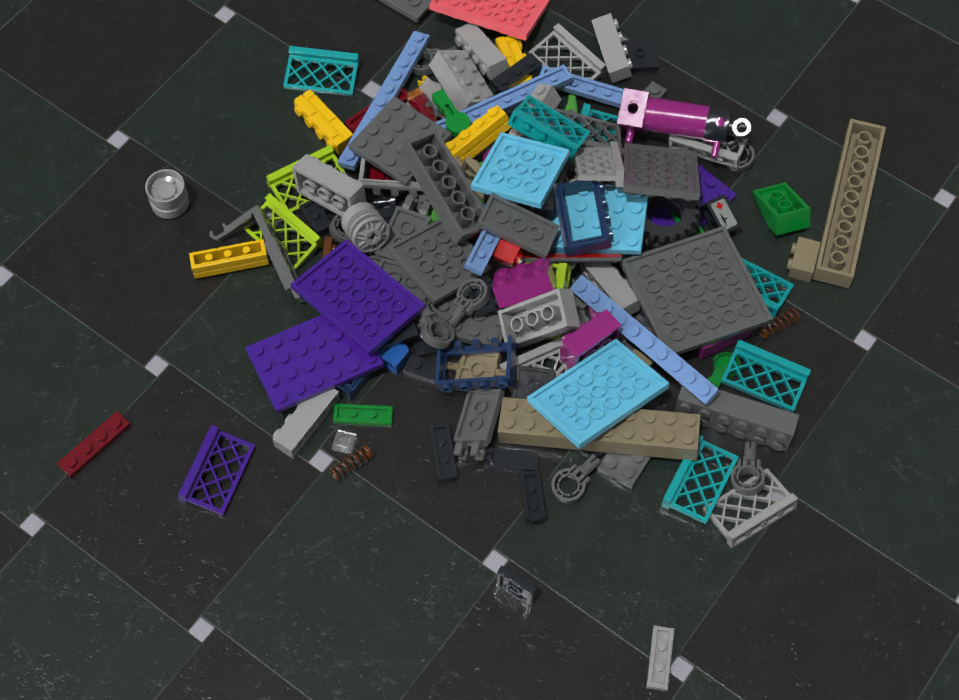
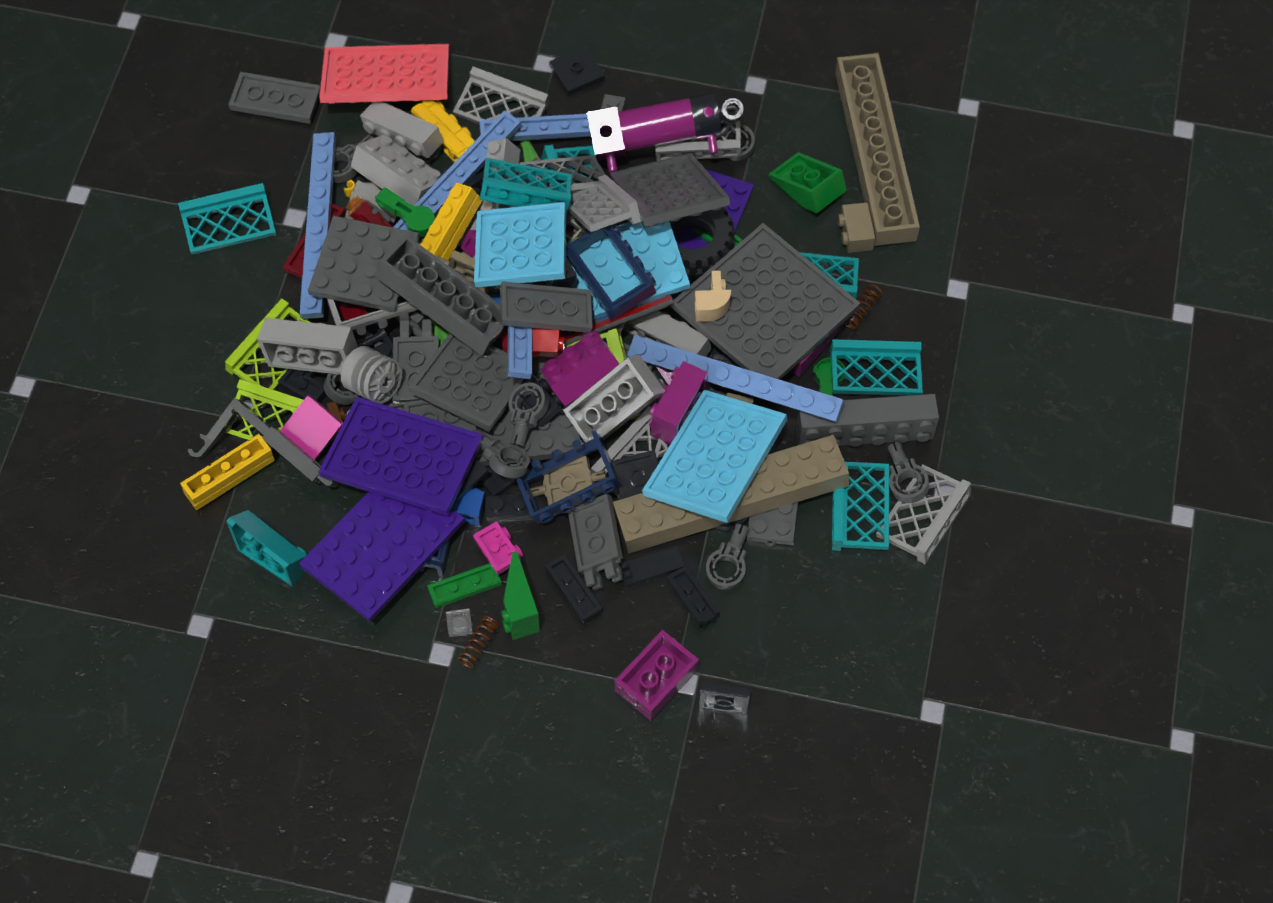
camera: 25 degrees left, 0 degrees up
(94, 444) = (172, 744): dark red plate -> none
(167, 193) = (118, 426): light grey wheel -> none
(199, 468) = (309, 714): dark purple fence -> none
(228, 324) = (266, 547): none -> teal wedge
(304, 249) = (312, 427): none -> dark pink tile
(304, 422) = (403, 620): light grey brick -> none
(323, 120) = (258, 275): yellow brick -> none
(393, 444) = (520, 611): none -> green slope
(399, 397) = (496, 546): none -> dark pink bracket
(473, 545) = (656, 675): none -> magenta brick
(516, 73) = (454, 140): black plate -> none
(611, 47) = (544, 72): light grey brick -> none
(651, 273) = (712, 303): none -> tan brick
(660, 658) = (907, 709): light grey tile -> none
(719, 213) = (749, 213): brick -> none

